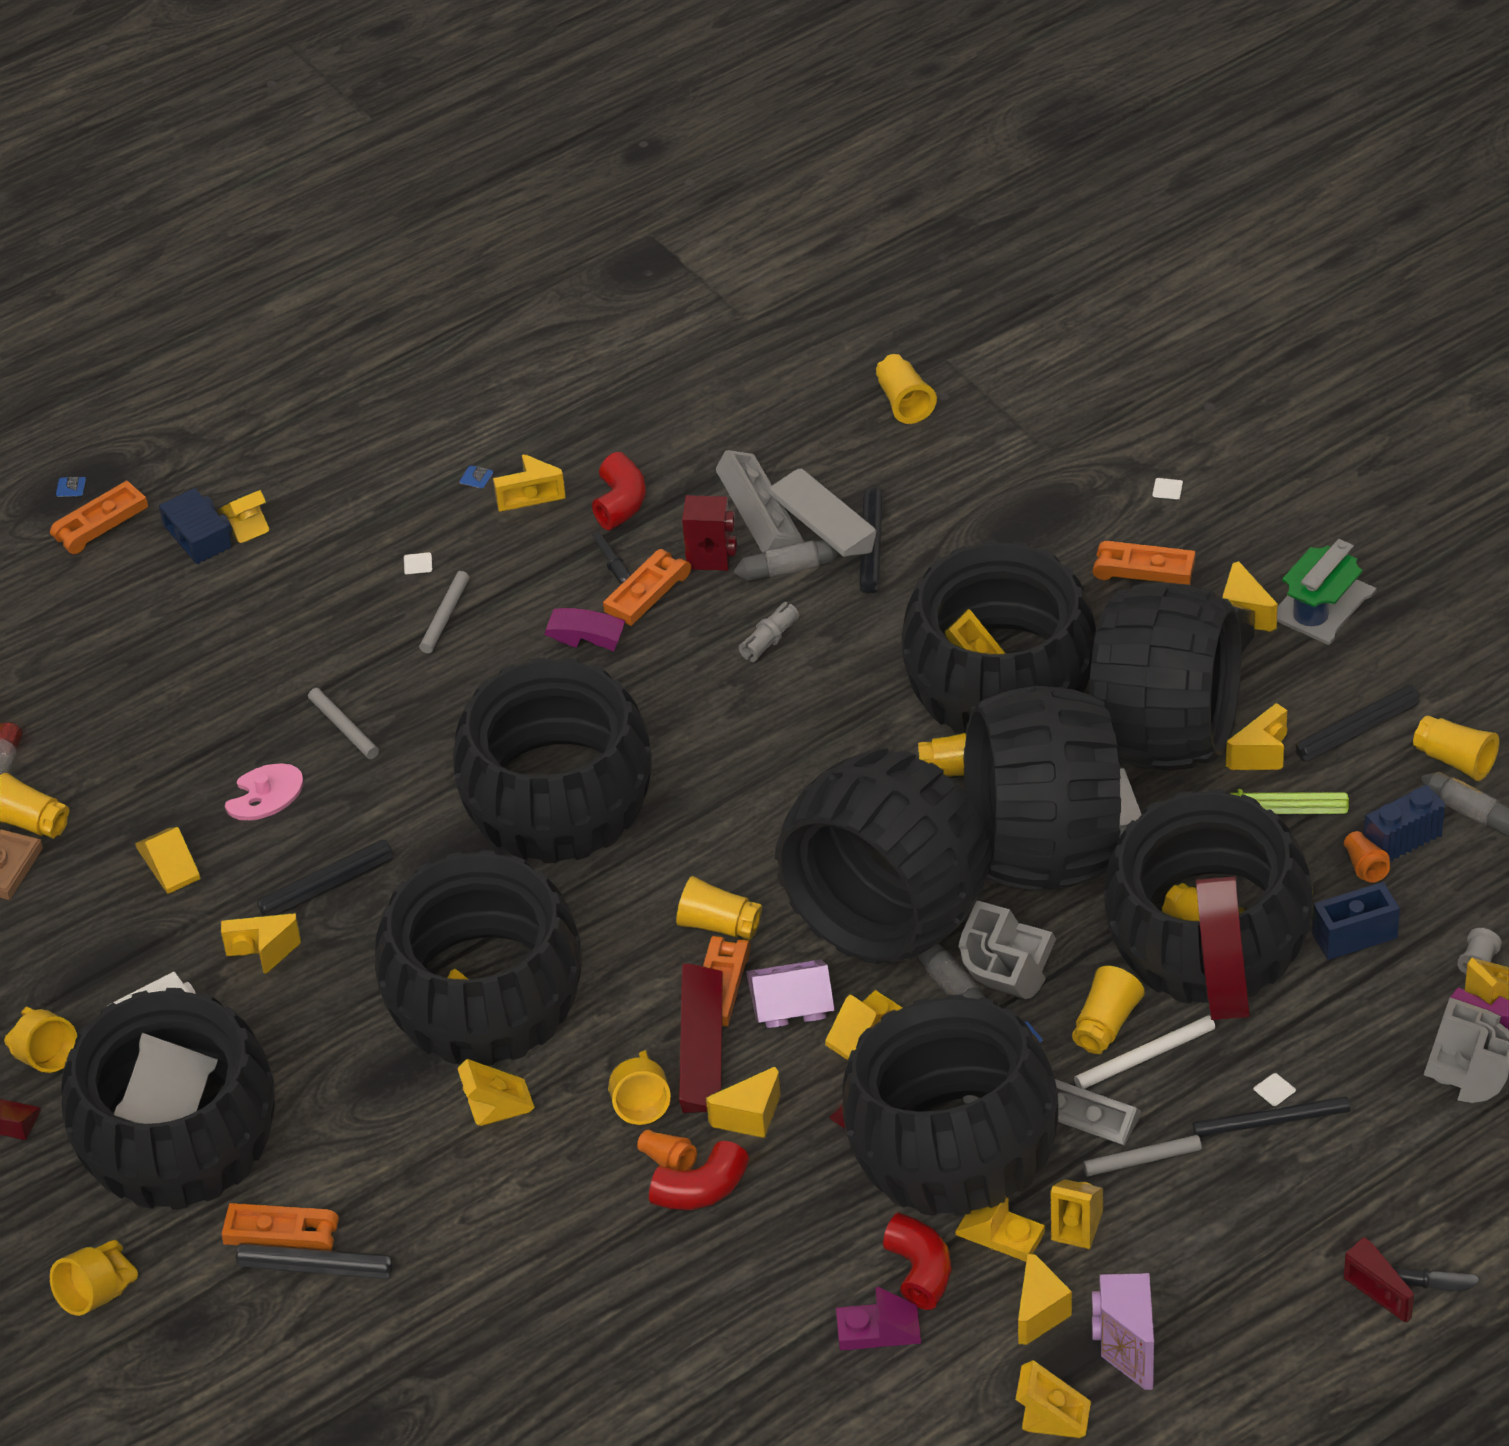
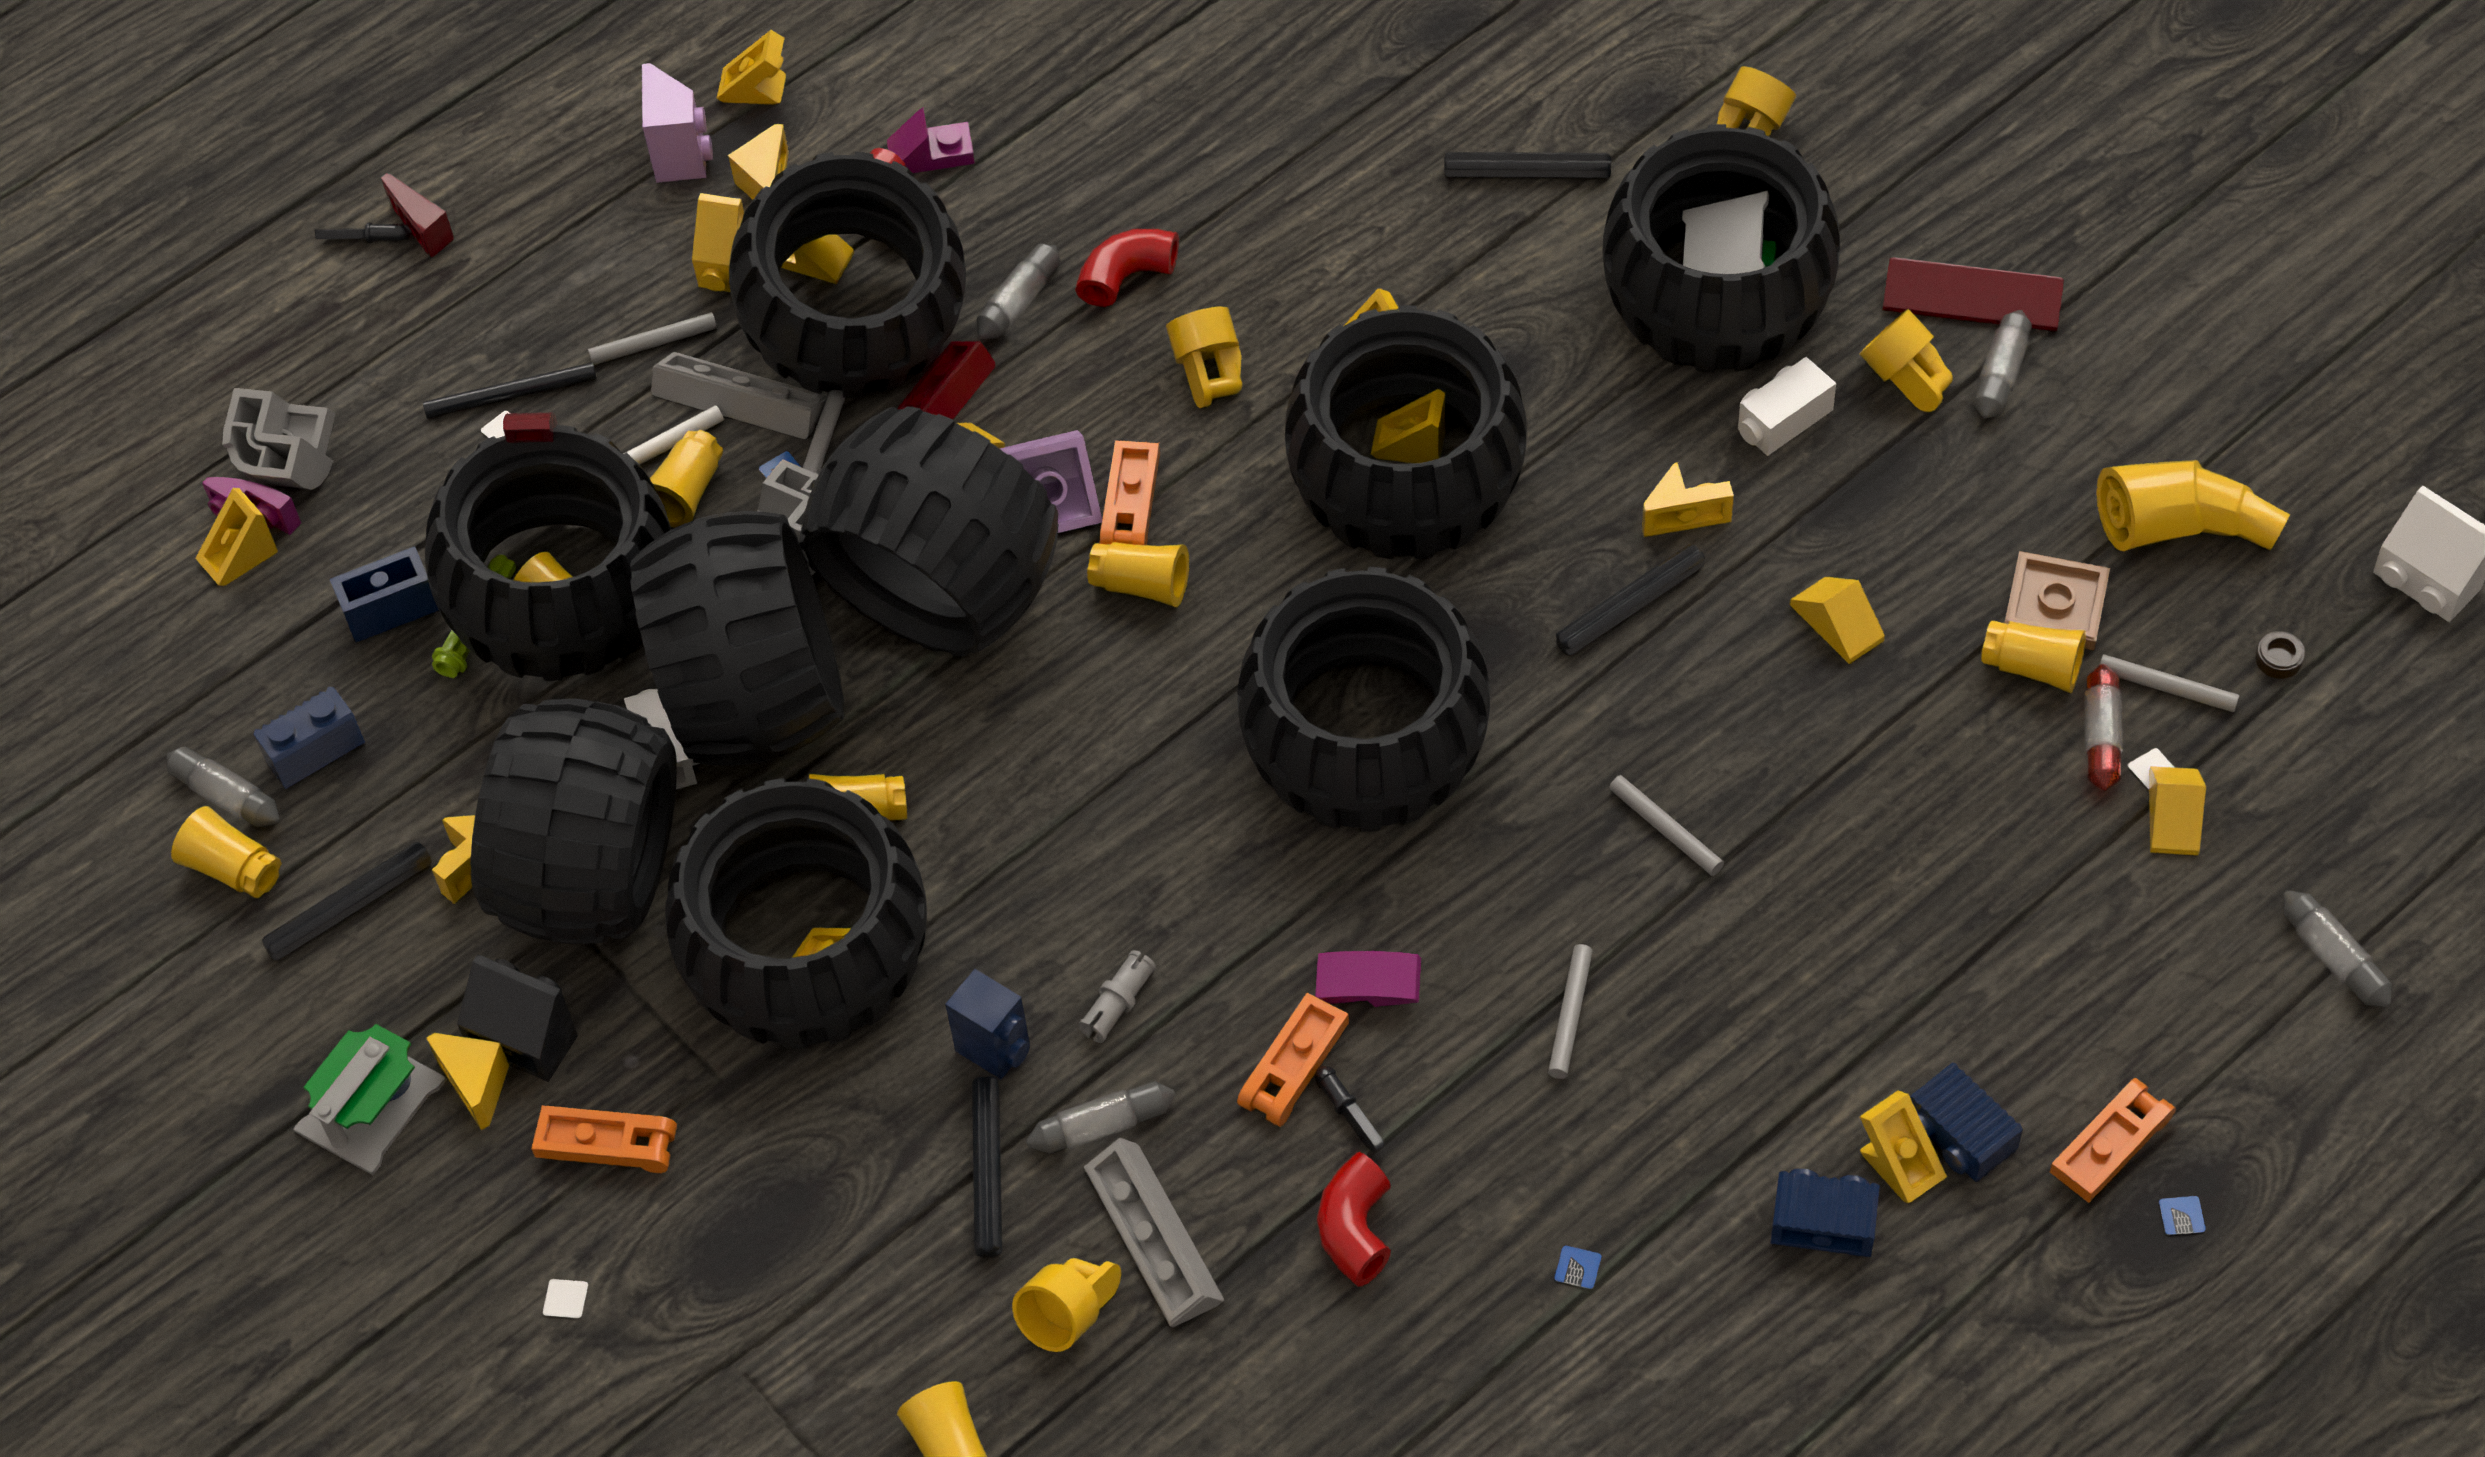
camera: 175 degrees right, 10 degrees up
(271, 785) = (1735, 732): bright pink piece -> none
(279, 1226) = (1565, 188): orange plate -> none
(305, 480) = (1825, 1212): none -> dark blue brick
(418, 563) = (1628, 1102): white sticker -> none
(534, 486) = (1478, 1226): yellow slope -> none
(668, 1150) = (1164, 295): orange cone -> none
(700, 1036) = (1141, 408): dark red slope -> none
(707, 532) = (1210, 1114): dark red brick -> none
(746, 1105) = (1084, 346): yellow slope -> none
(802, 1167) = (1017, 291): none -> piece
(824, 513) = (1056, 1176): light grey slope -> none
(825, 441) = (1064, 1302): none -> yellow piece
(862, 592) = (988, 1024): none -> dark blue brick
(1301, 802) = (430, 775): lime axle -> none
(1368, 859) = (363, 697): orange cone -> none
(1481, 945) = (249, 583): light grey bush -> none

